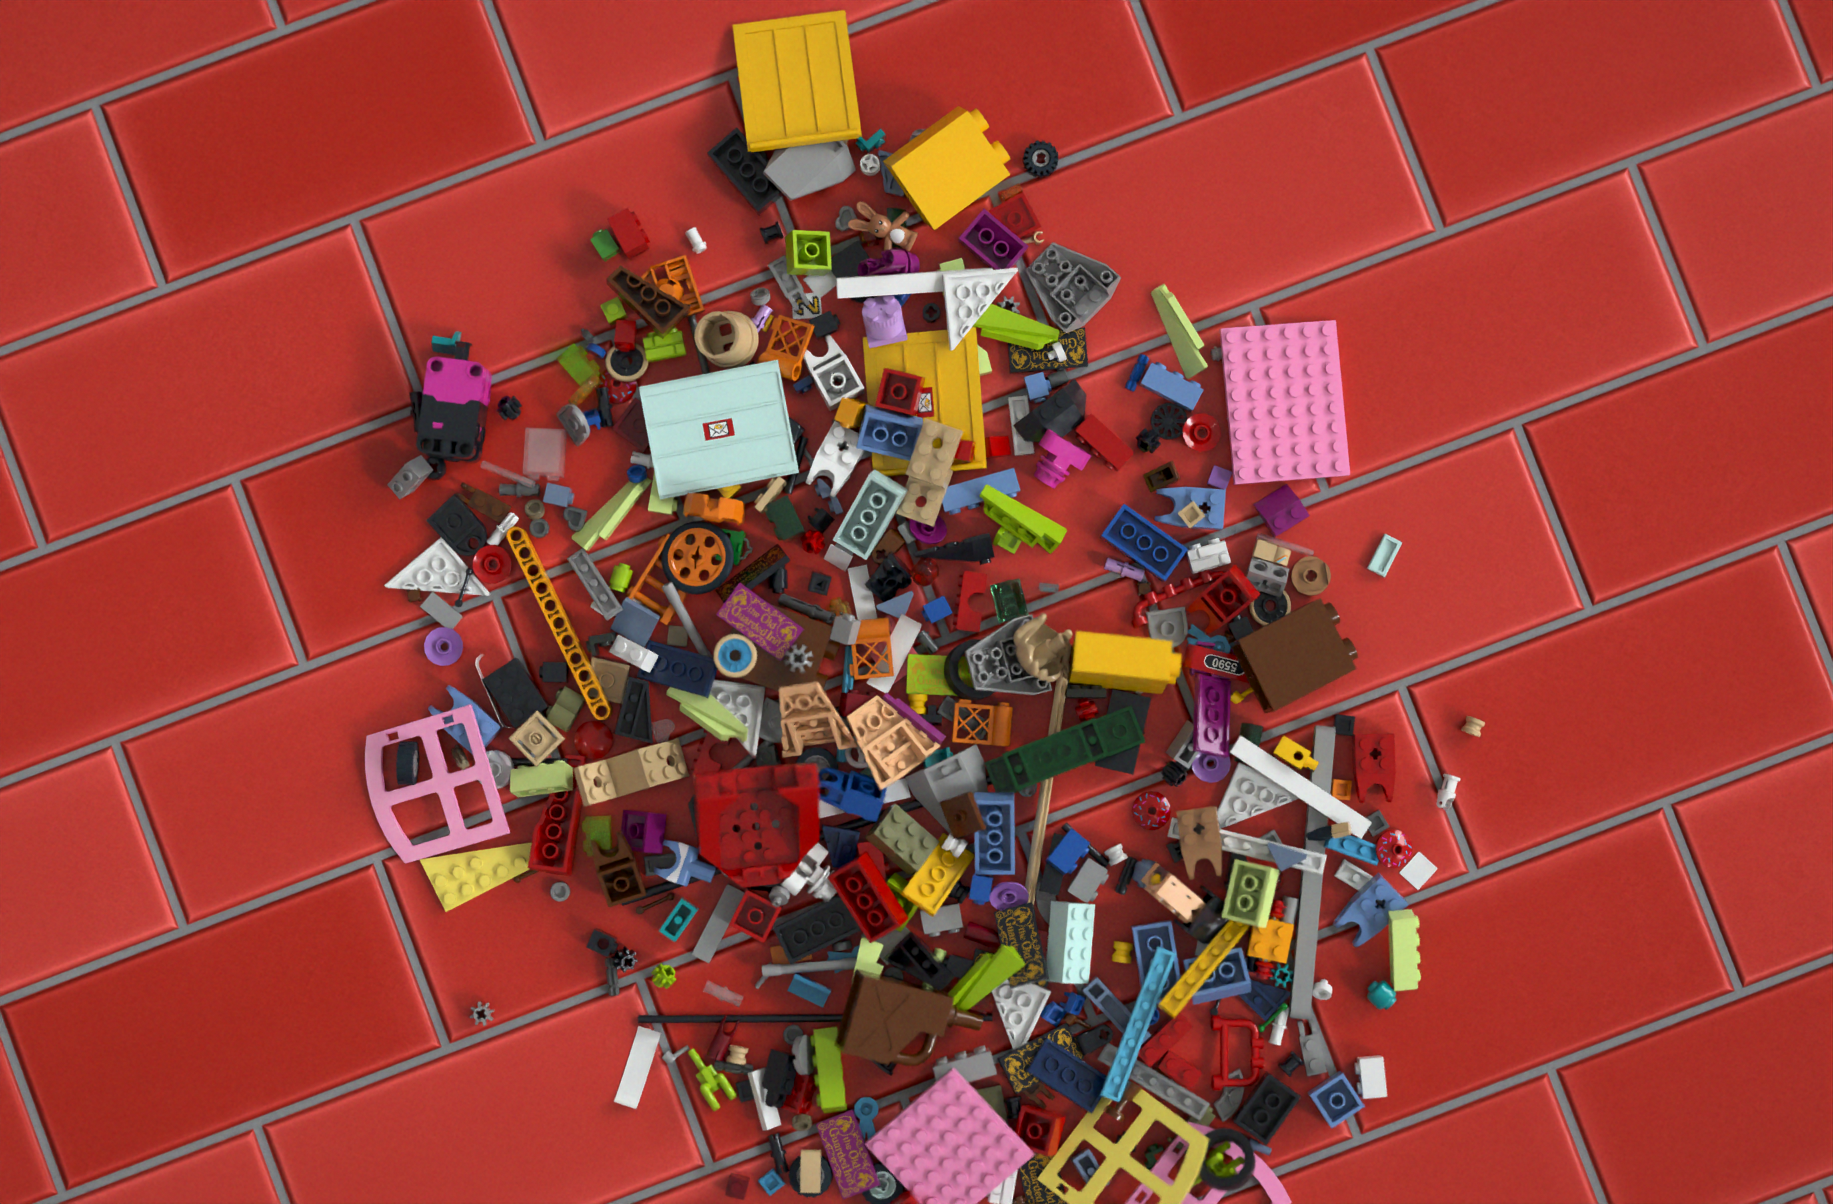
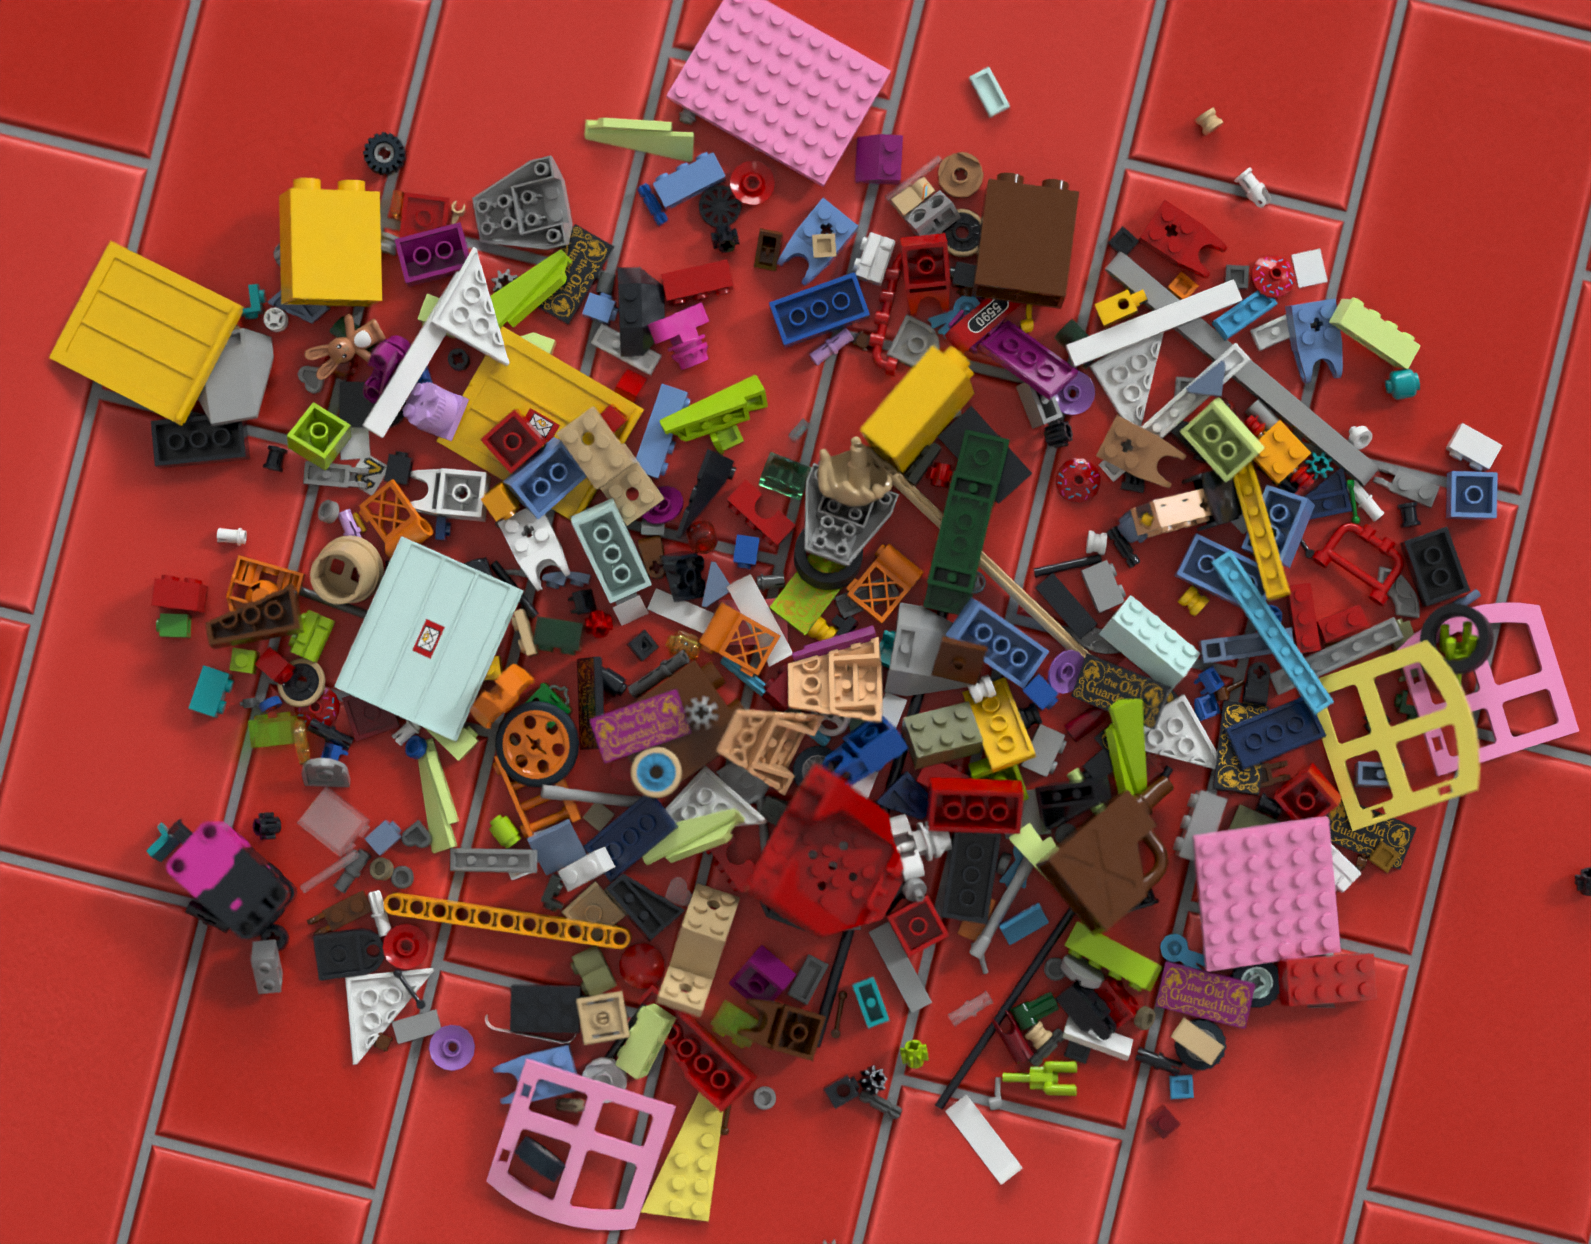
camera: 55 degrees left, 0 degrees up
(554, 672) = (551, 957): black brick -> none
(576, 303) = (211, 691): none -> teal brick
(686, 865) = (823, 958): medium blue connector -> none
(749, 1038) = (1030, 1012): none -> dark green piece
(845, 629) = (704, 649): light grey brick -> none
(978, 205) = (388, 243): none -> light grey wheel
(1057, 352) = (580, 265): white tile -> none
(1068, 851) = (1063, 585): blue brick -> none
(1130, 1091) = (1331, 684): reddish brown piece -> none
(1219, 477) = (807, 196): medium lavender tile -> none
(1327, 832) = (1215, 326): piece -> none

